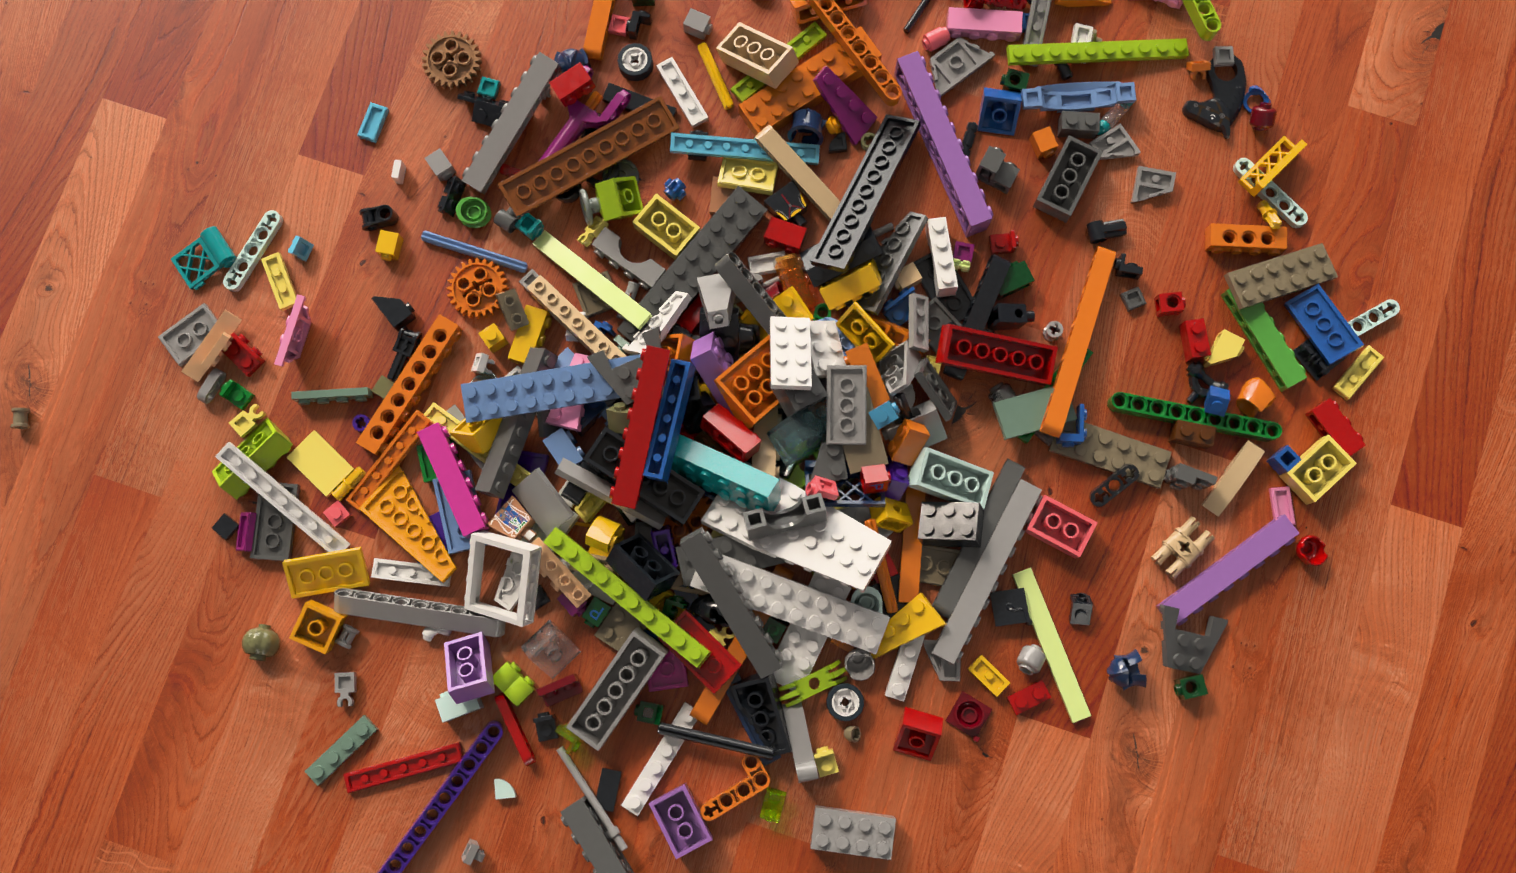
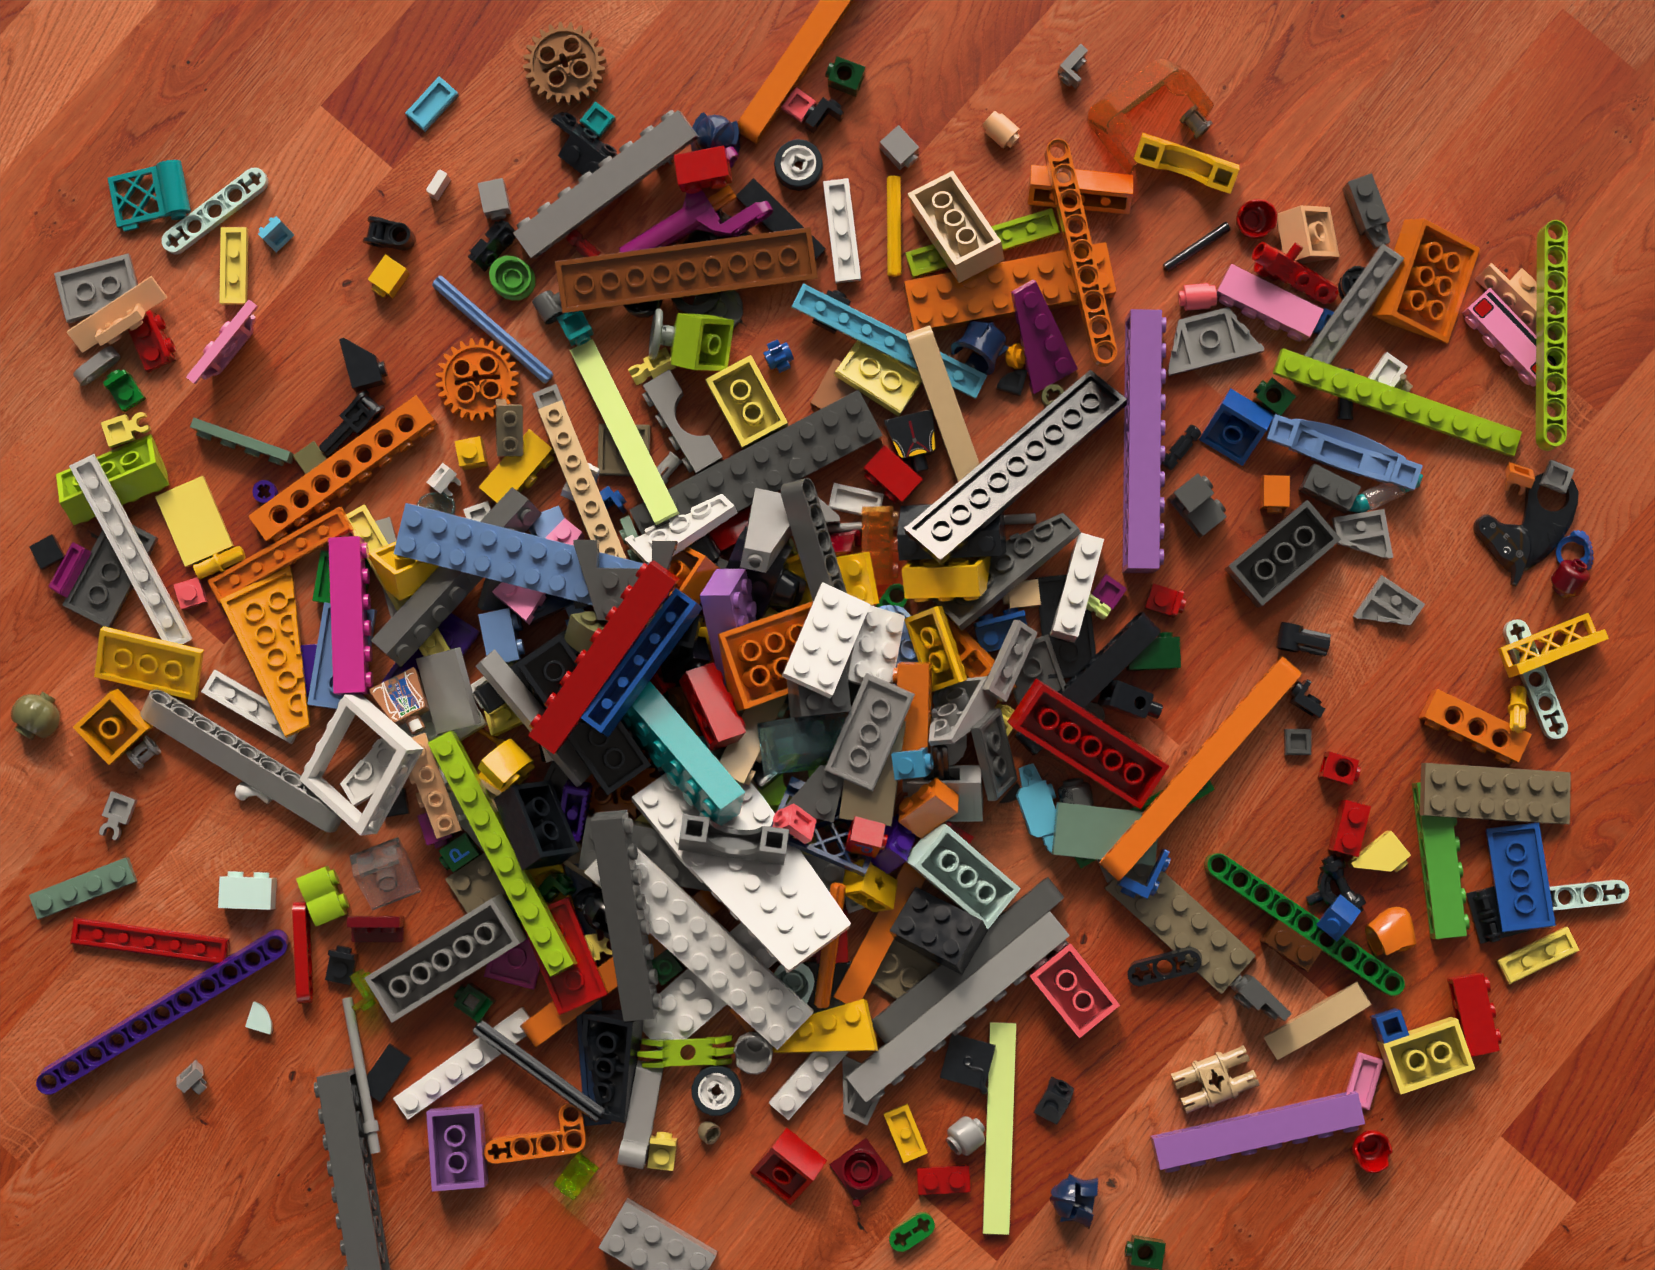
camera: 20 degrees right, 5 degrees up
(469, 668) = (276, 856): medium lavender brick -> none
(979, 413) = (1037, 804): none -> medium azure hinge
(1018, 740) = (916, 1236): none -> green beam
(1058, 331) = (1184, 740): light grey bush -> none
(1186, 649) = (1162, 1205): dark grey wing -> none

